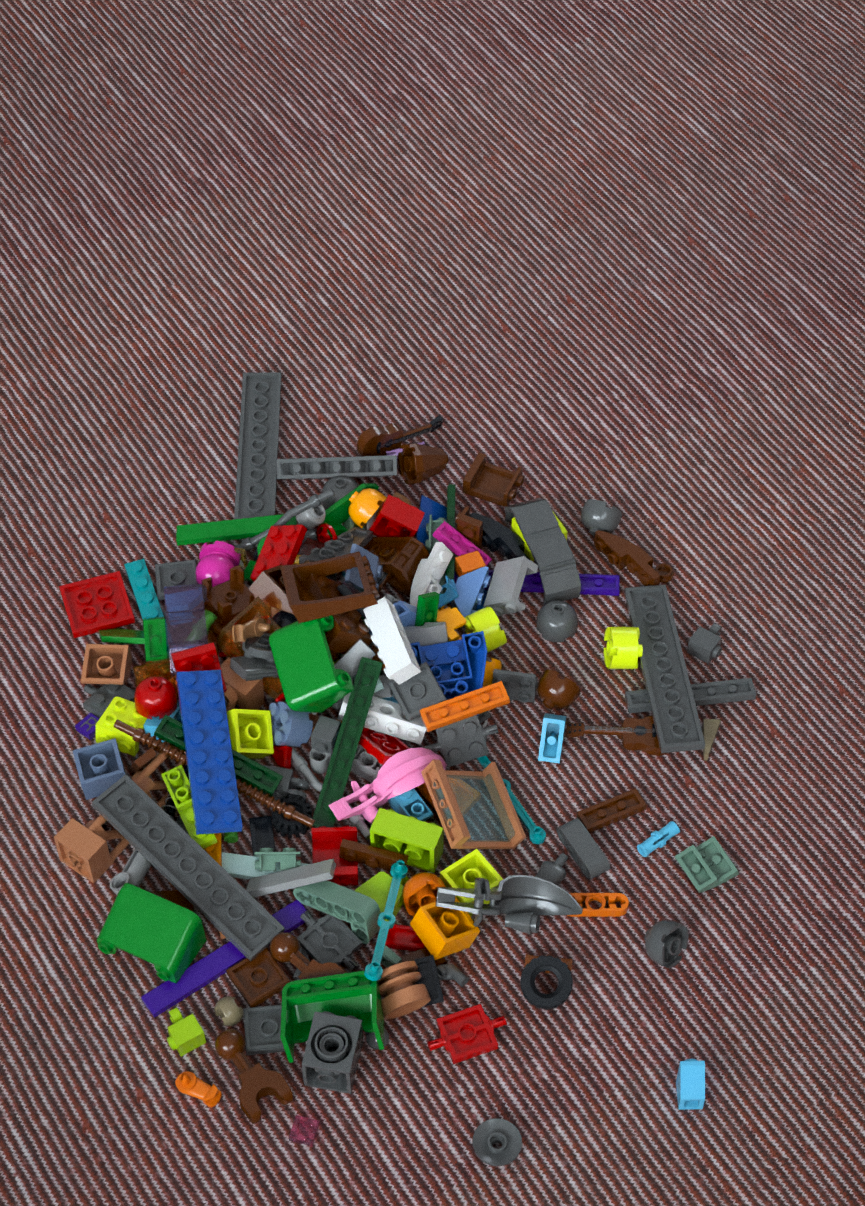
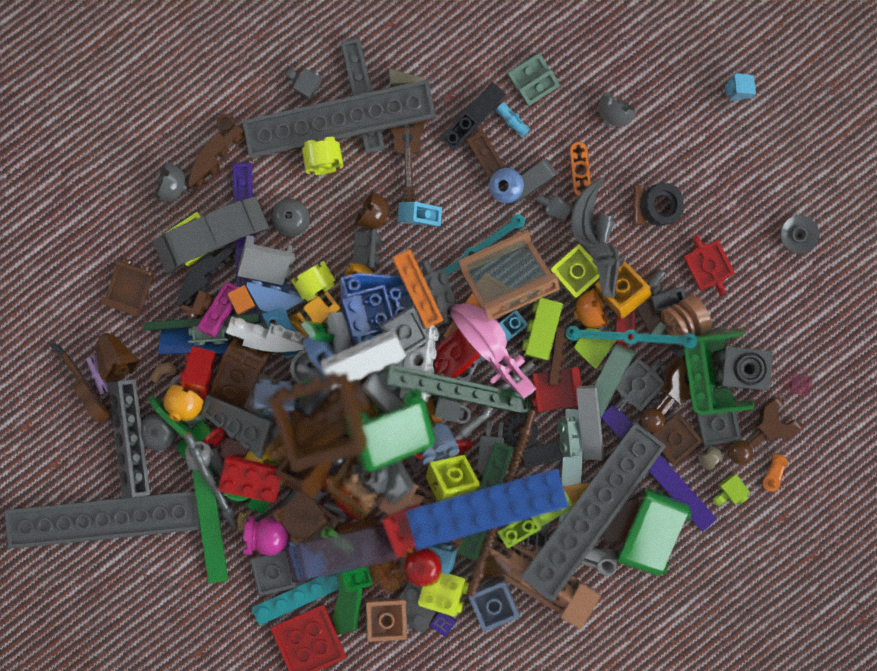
camera: 90 degrees left, 35 degrees up
(579, 821) = (514, 181): none -> medium blue piece
(661, 798) = (473, 116): none -> black slope

